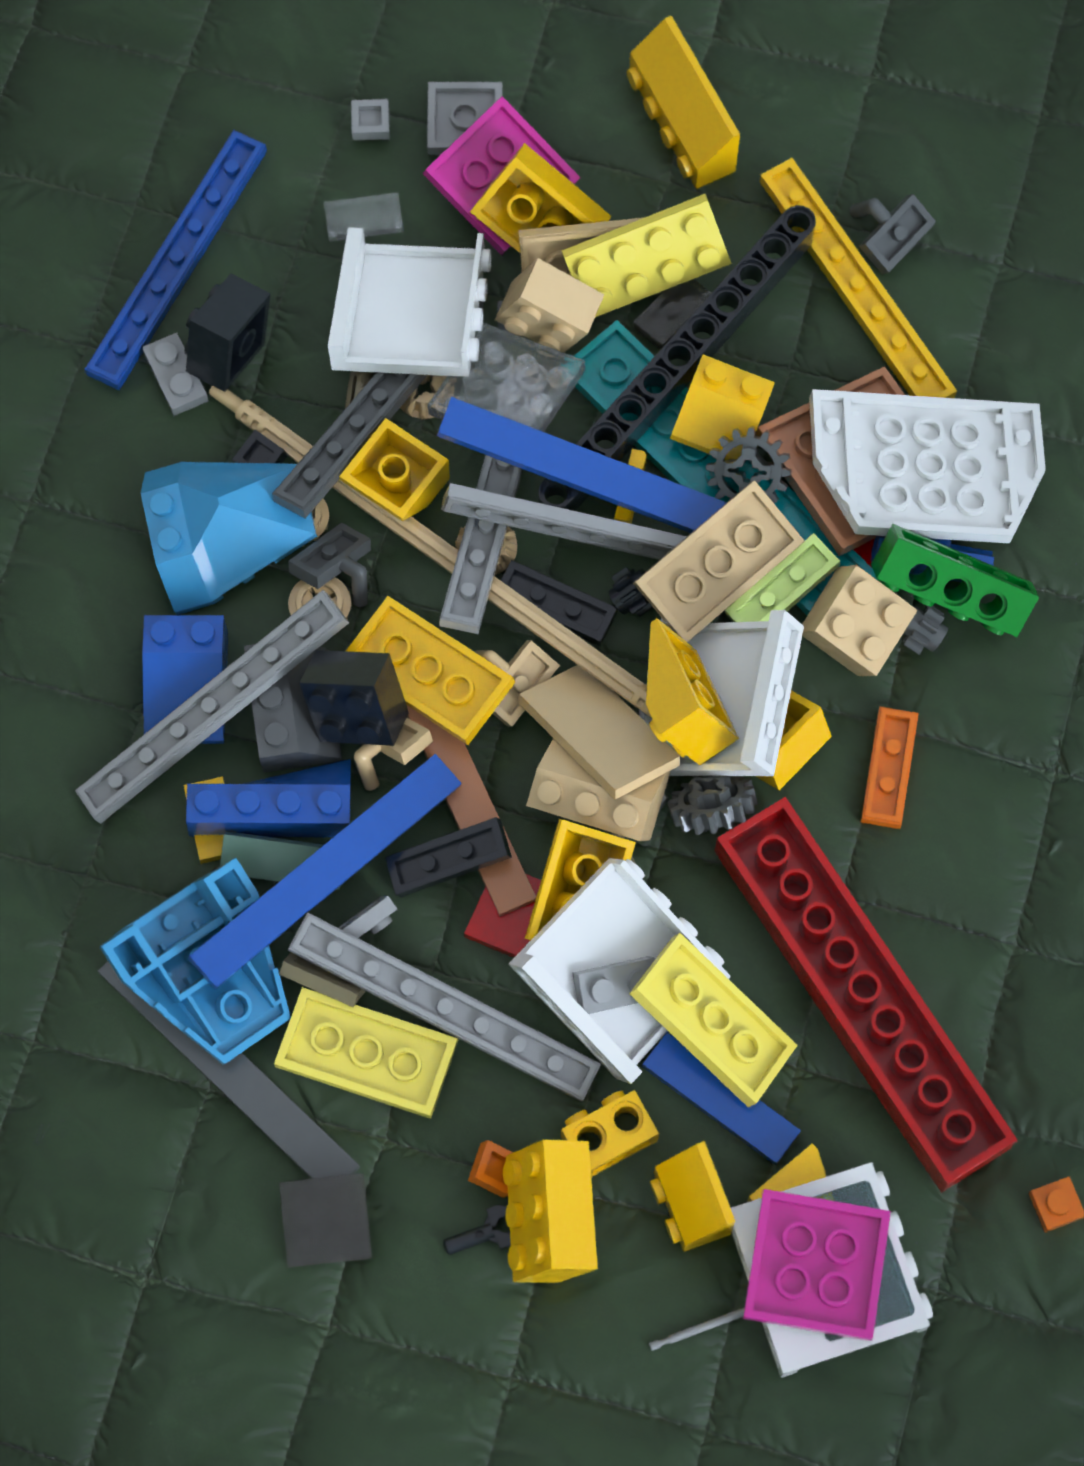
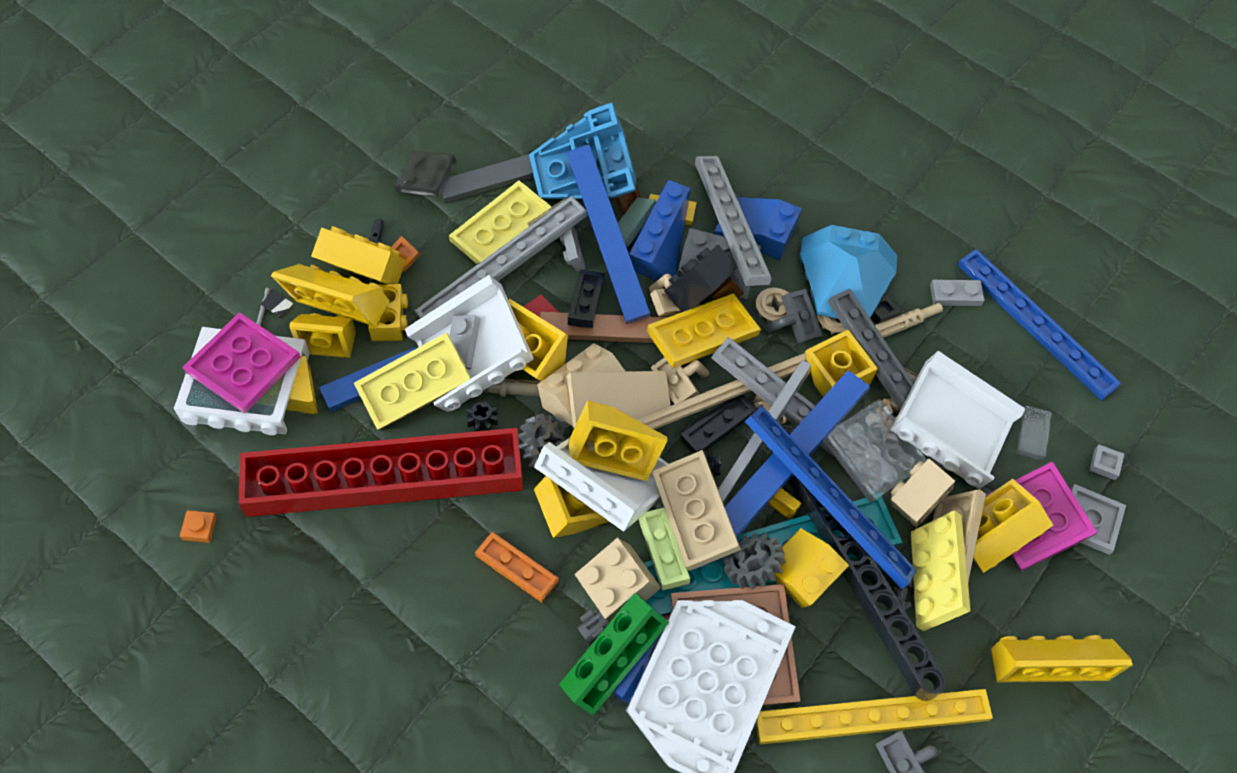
camera: 110 degrees right, 10 degrees down
(226, 331) = (970, 312): black brick -> none
(624, 404) = (831, 497): none -> blue tile
(632, 1211) = (333, 292): none -> yellow slope
(669, 1316) = (276, 303): none -> black sticker
(703, 902) = (484, 410): none -> black gear

